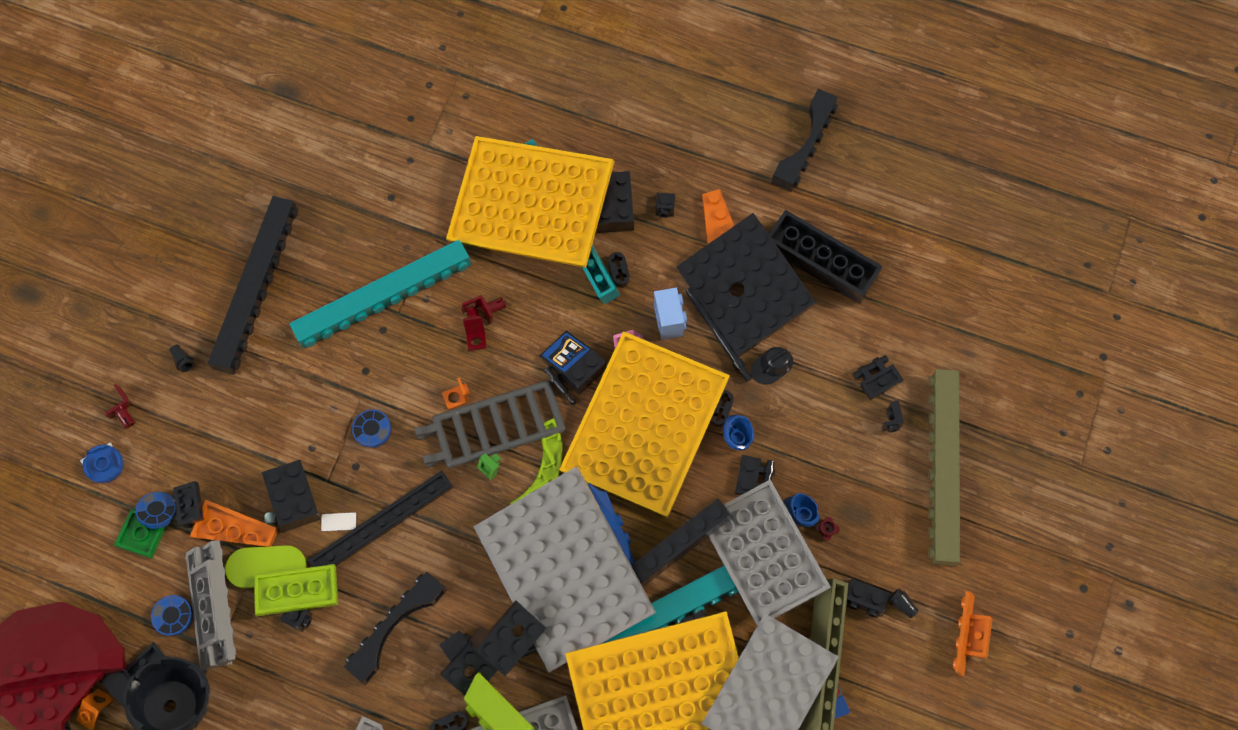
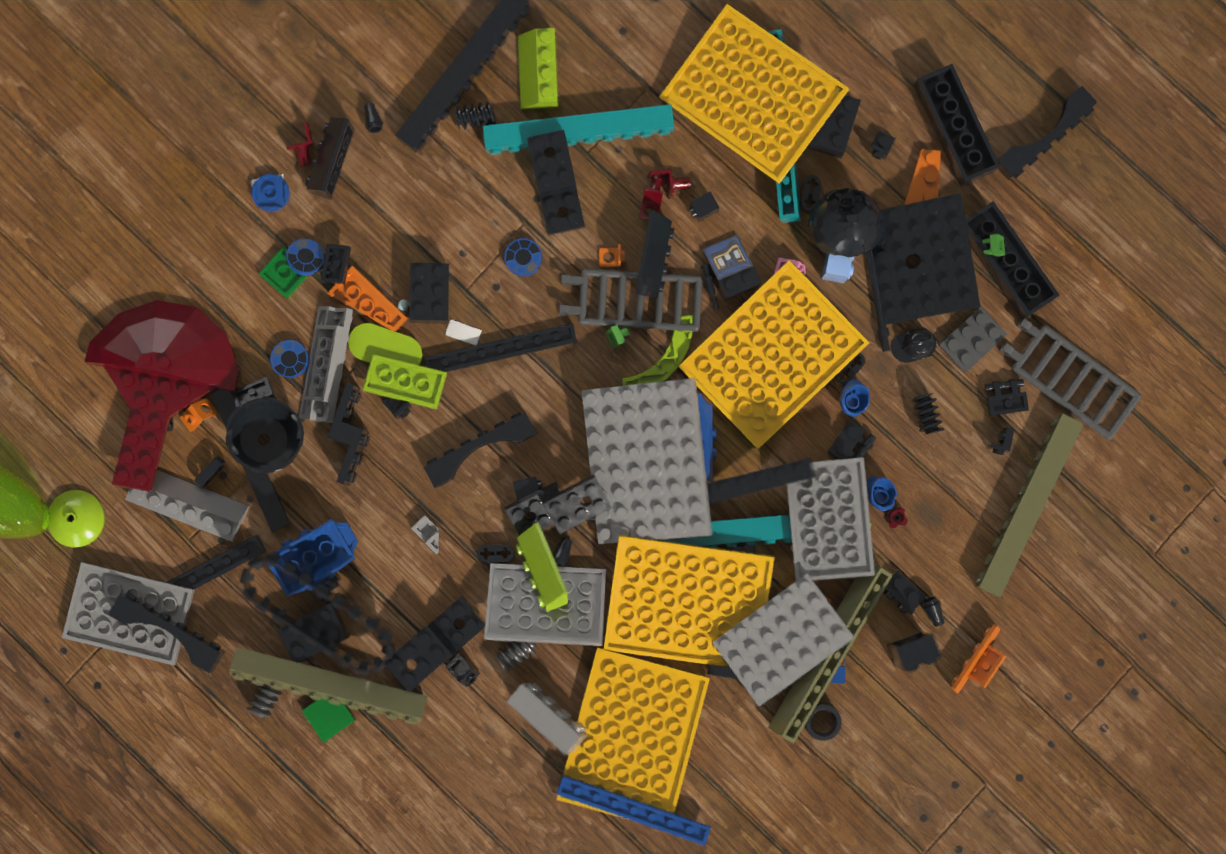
camera: 25 degrees right, 15 degrees up
(151, 408) = (330, 157): none -> black slope
(256, 664) = (349, 435): none -> black bracket
(278, 318) = (475, 115): none -> black piece
(324, 257) = (538, 69): none -> lime slope
(377, 348) = (556, 182): none -> black bracket
(495, 376) = (653, 255): none -> black slope
(516, 695) = (562, 552): none -> black cone
(525, 317) = (703, 207): none -> black brick
(661, 276) = (846, 222): none -> black piece
(724, 161) = (956, 125): none -> black brick
(806, 244) = (997, 245): none -> bright green tile
(811, 420) = (927, 413): none -> black piece
(823, 339) = (972, 340): none -> dark grey plate
(873, 338) = (1020, 359): none -> dark grey bar
(903, 648) = (914, 651): none -> black brick

